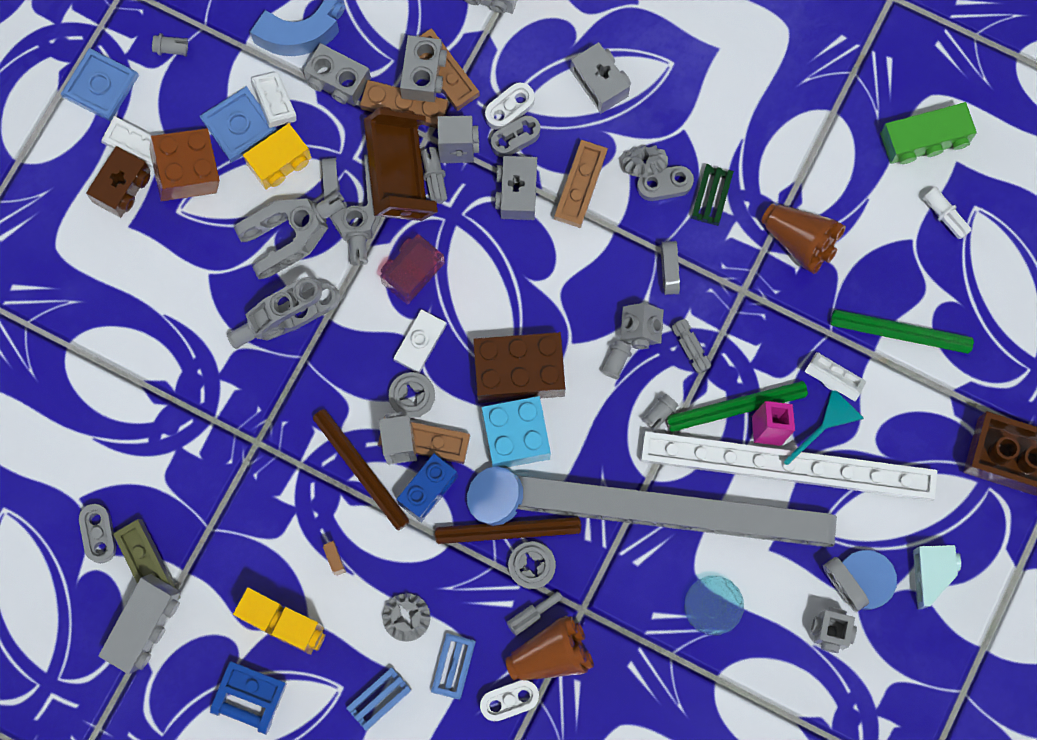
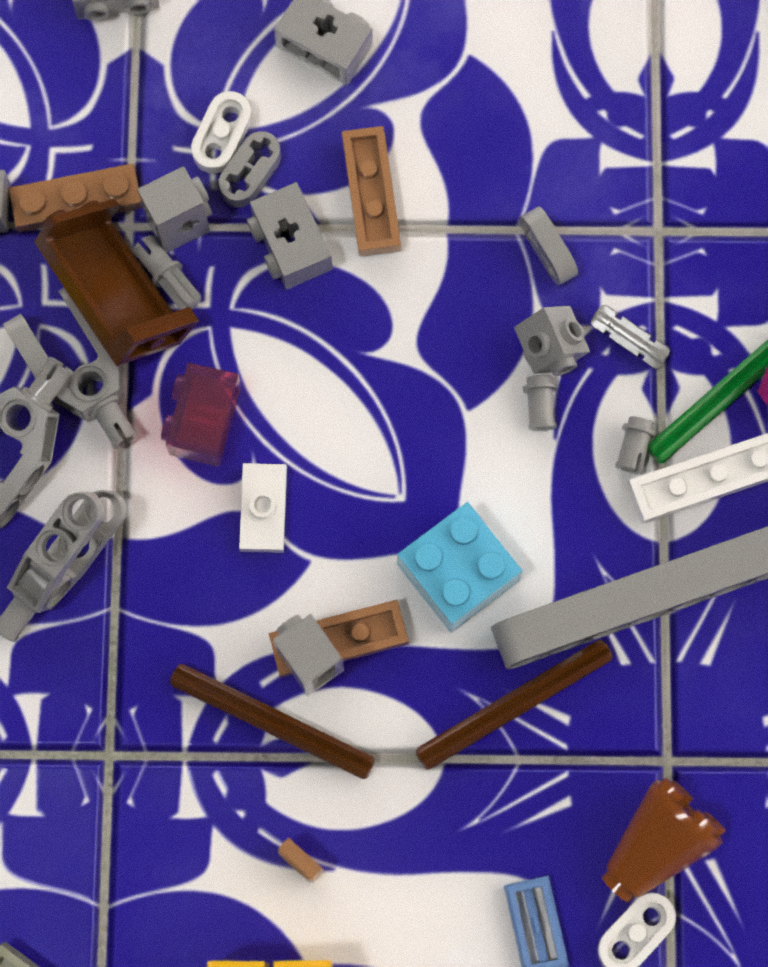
camera: 25 degrees left, 0 degrees up
(417, 68) = (74, 138): light grey brick -> none
(418, 383) = (289, 565): light grey gear -> none
(420, 620) = (443, 912): light grey gear -> none
(427, 488) = (377, 700): blue brick -> none
(456, 83) = (106, 124): medium nougat plate -> none
(495, 496) = (474, 666): medium blue tile -> none
(519, 367) = (417, 476): reddish brown brick -> none
(531, 614) = (605, 801): light grey axle -> none
(537, 552) = (566, 714): light grey gear -> none
(656, 162) = (433, 132): light grey gear -> none
(666, 186) = (484, 135): light grey plate -> none
(717, 173) = (546, 90): dark green tile -> none
(804, 234) = (702, 116): dark orange cone -> none

